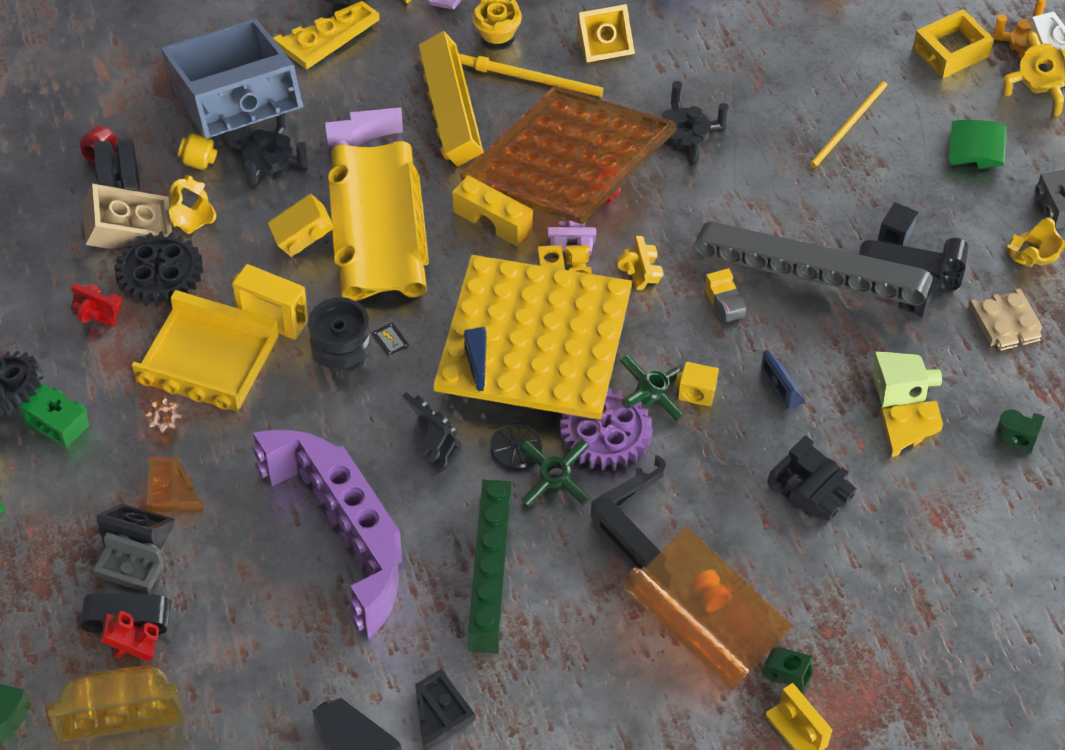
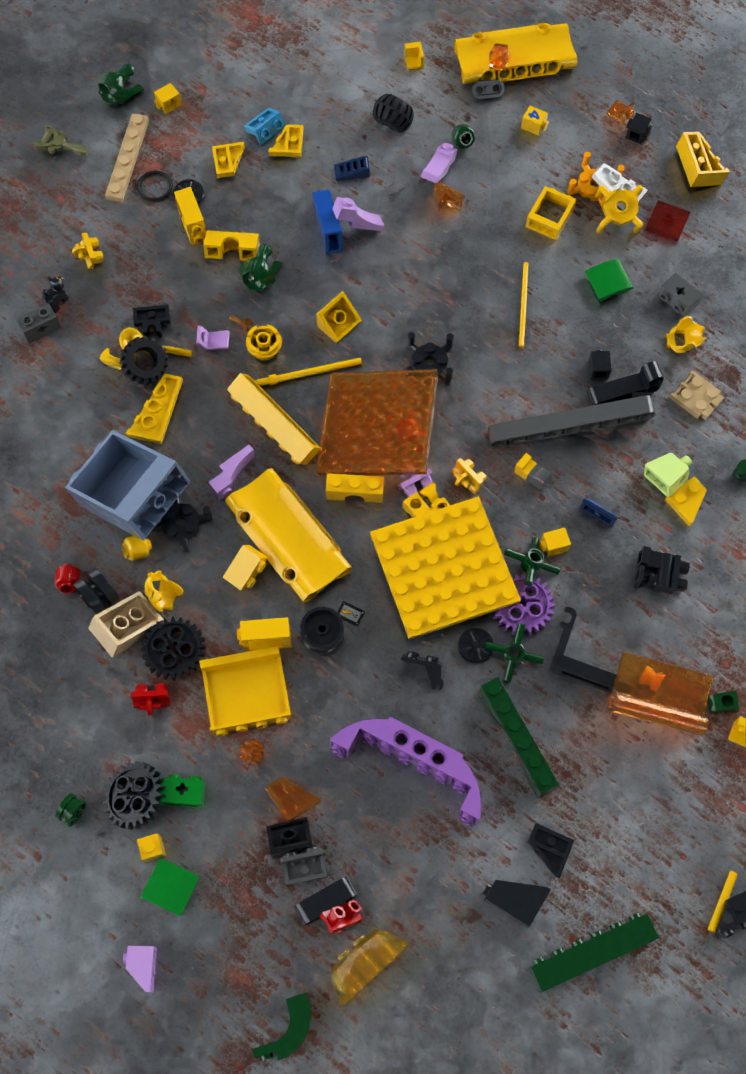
camera: 30 degrees left, 15 degrees up
(475, 348) = (424, 602): dark blue slope -> none

